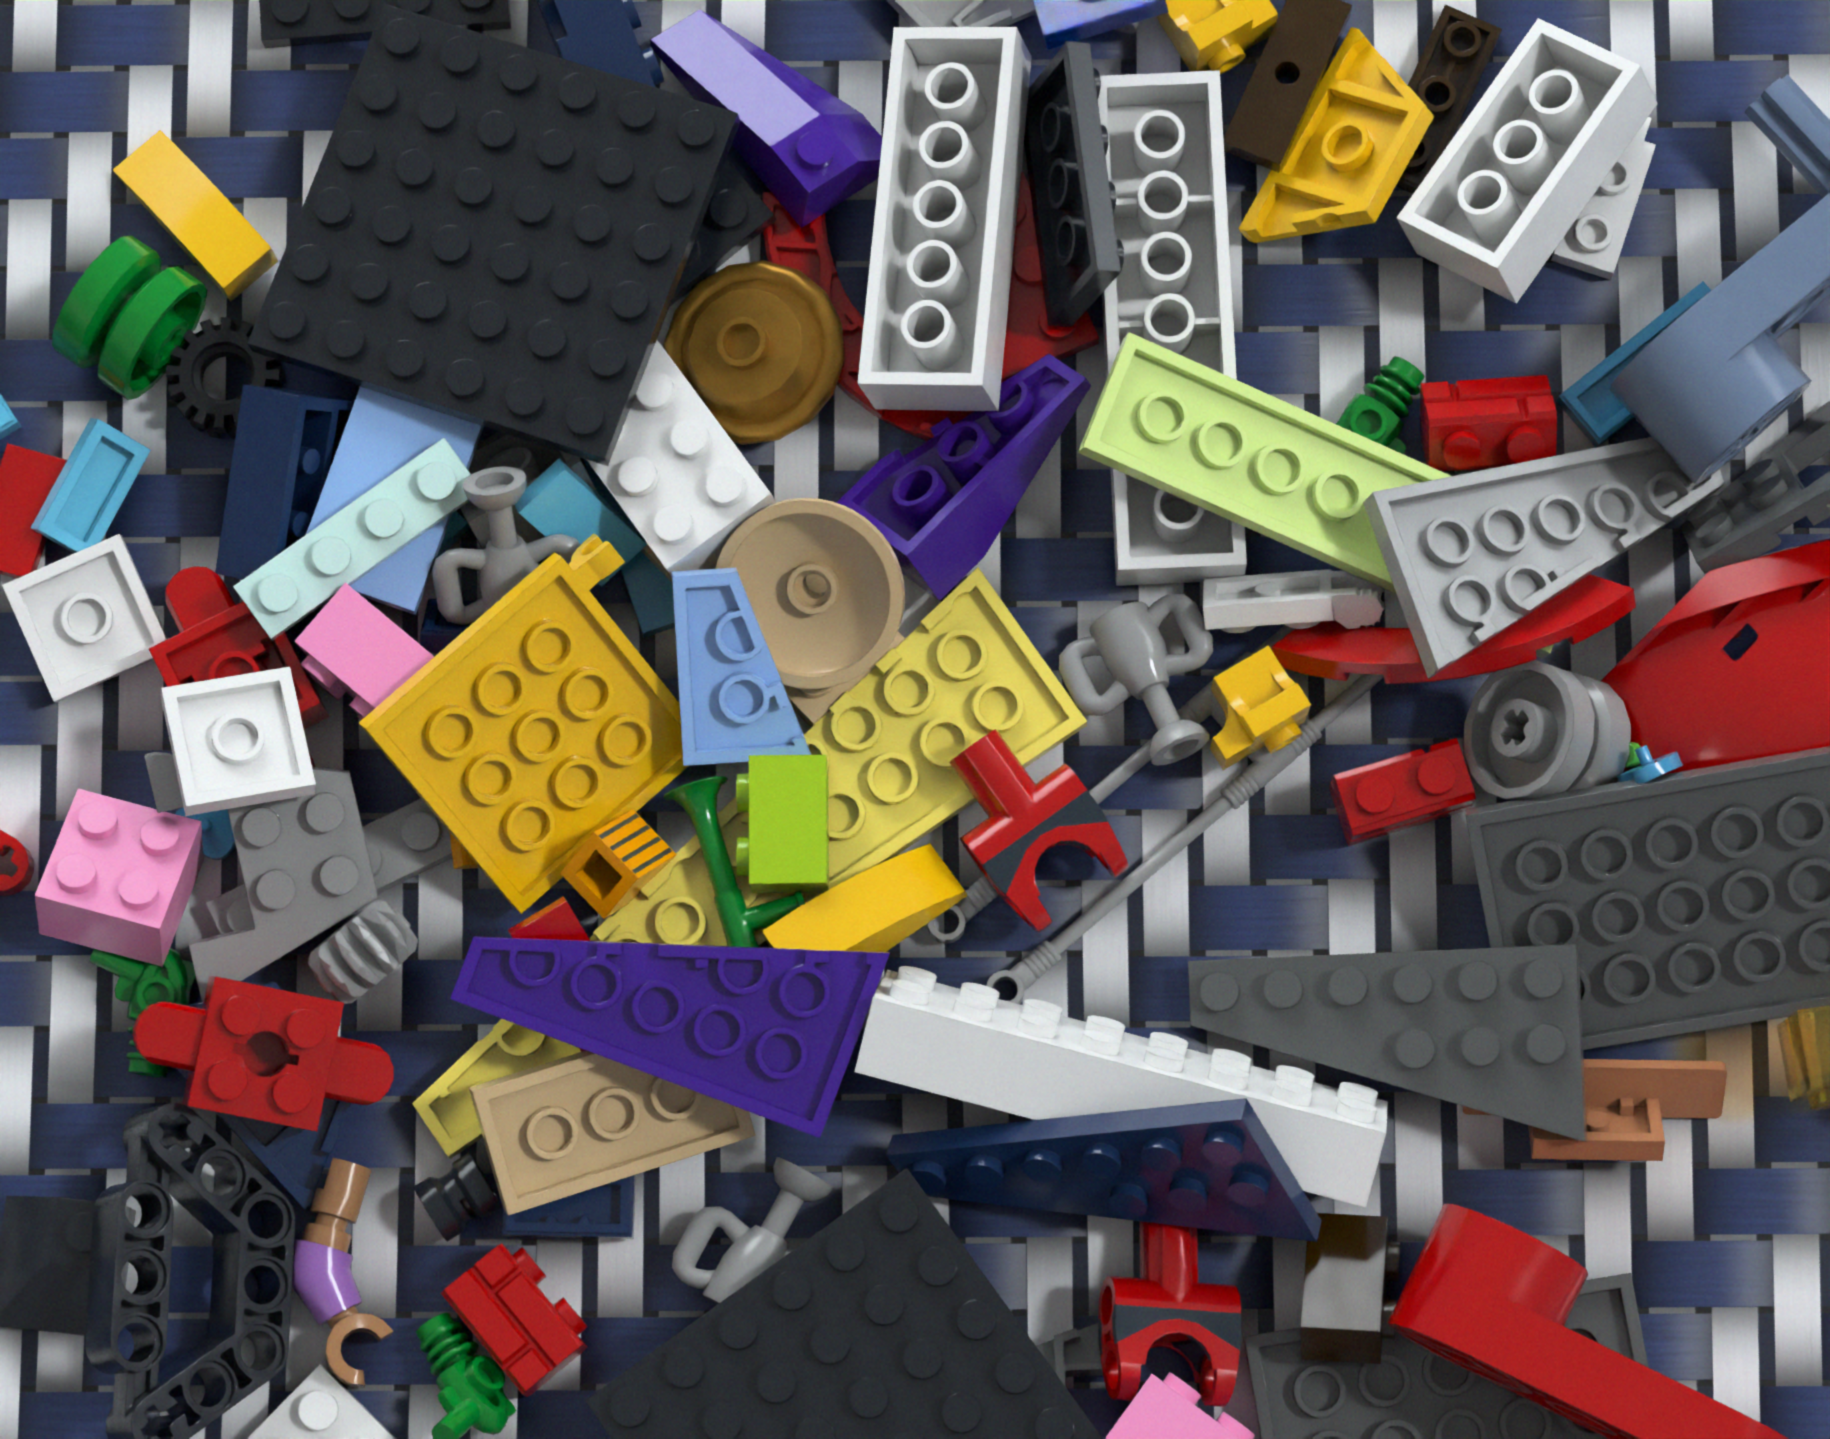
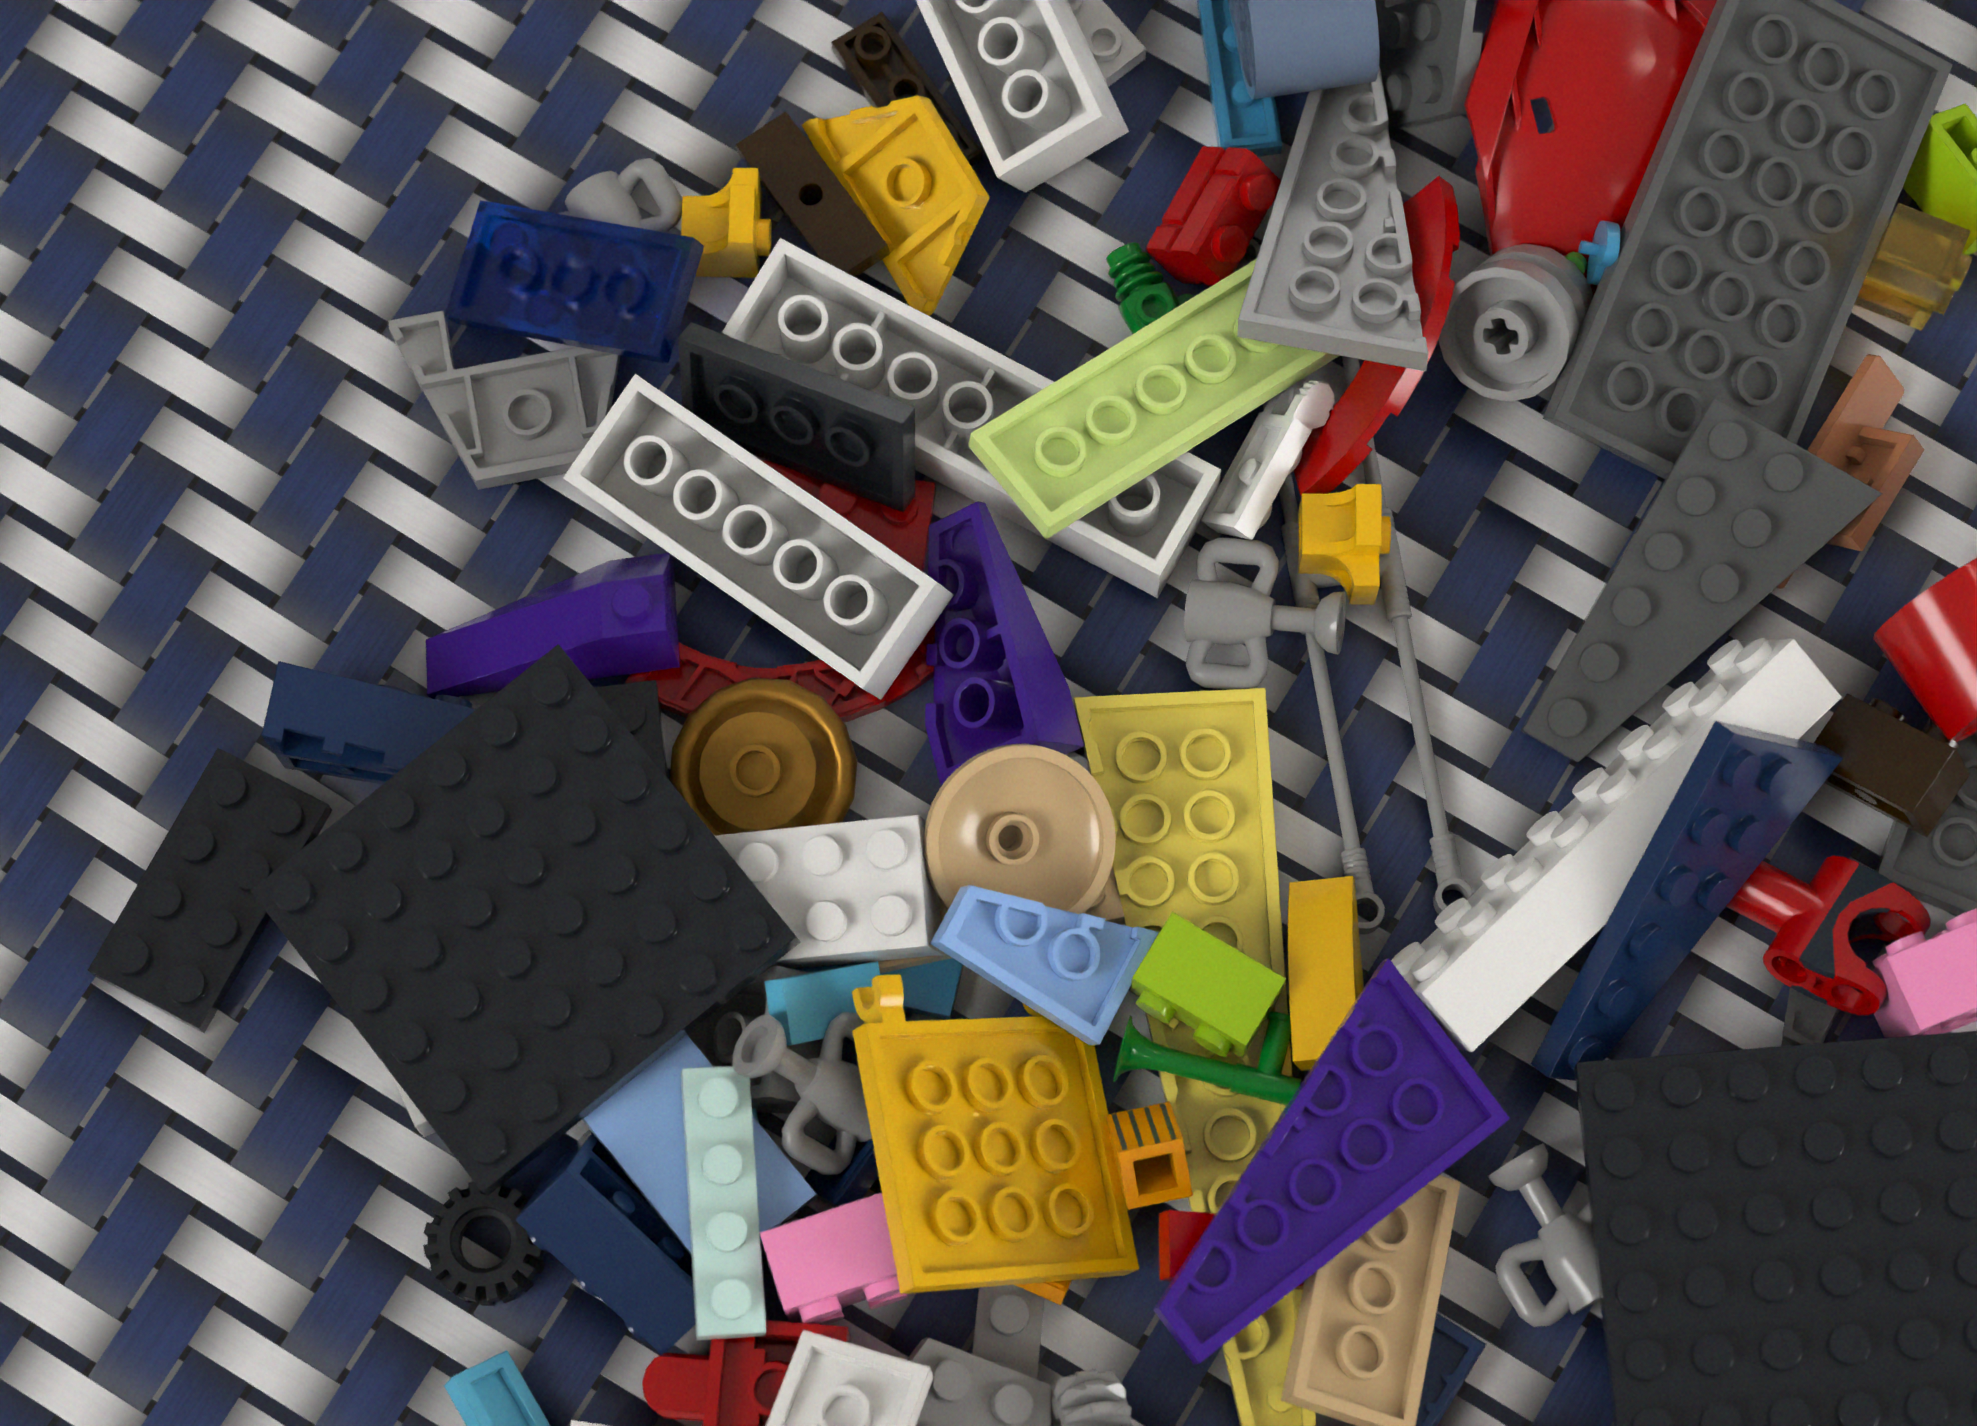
camera: 60 degrees left, 5 degrees down
(128, 316) = (371, 1294): green wheel -> none
(196, 215) = (318, 1180): yellow slope -> none
(1027, 821) = (1331, 785): red connector -> none
(1402, 792) = (1484, 470): red brick -> none

